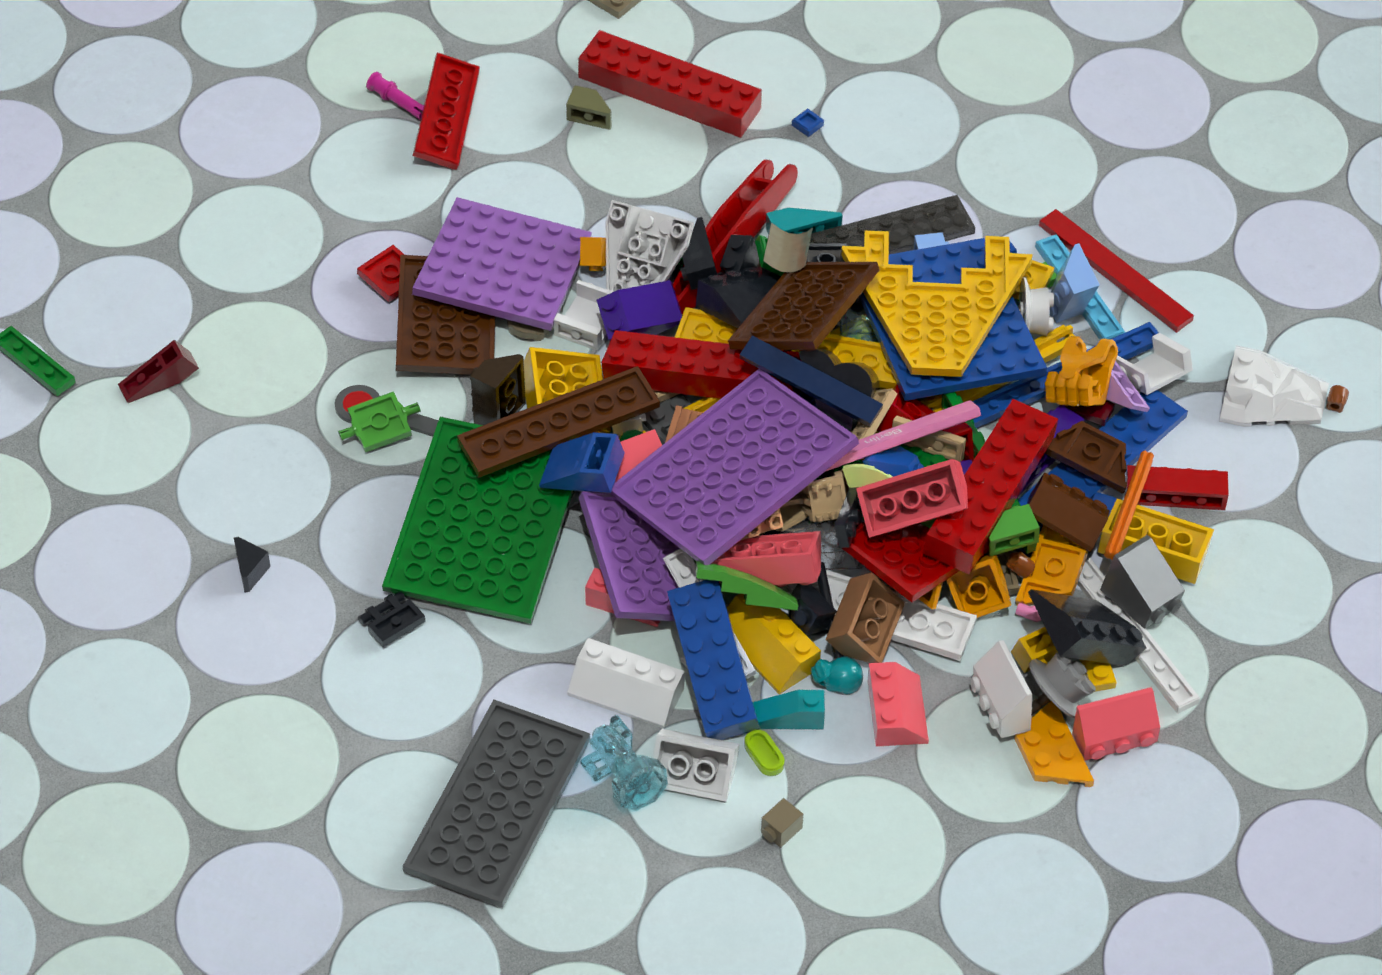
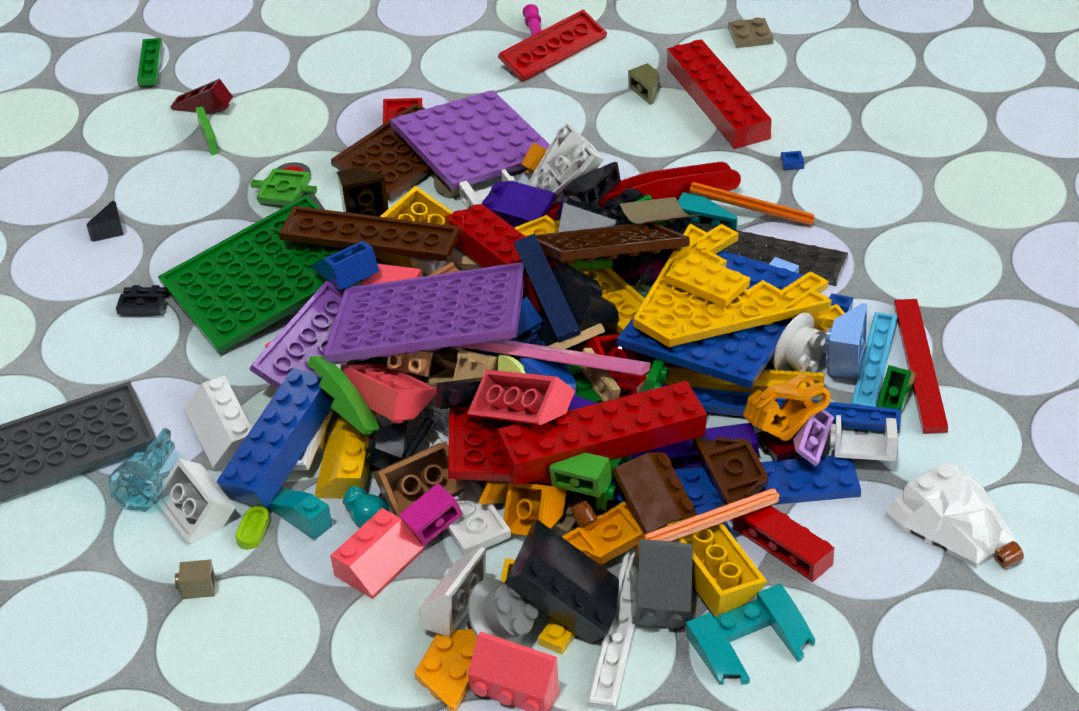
camera: 45 degrees right, 10 degrees down
(213, 405) = (207, 130): none -> bright green tile
(831, 190) = (752, 204): none -> orange axle
(909, 641) = (431, 514): none -> dark pink brick
(926, 294) = (707, 280): none -> yellow plate
(1127, 304) = (896, 388): none -> green slope
(1206, 598) = (713, 635): none -> teal wedge

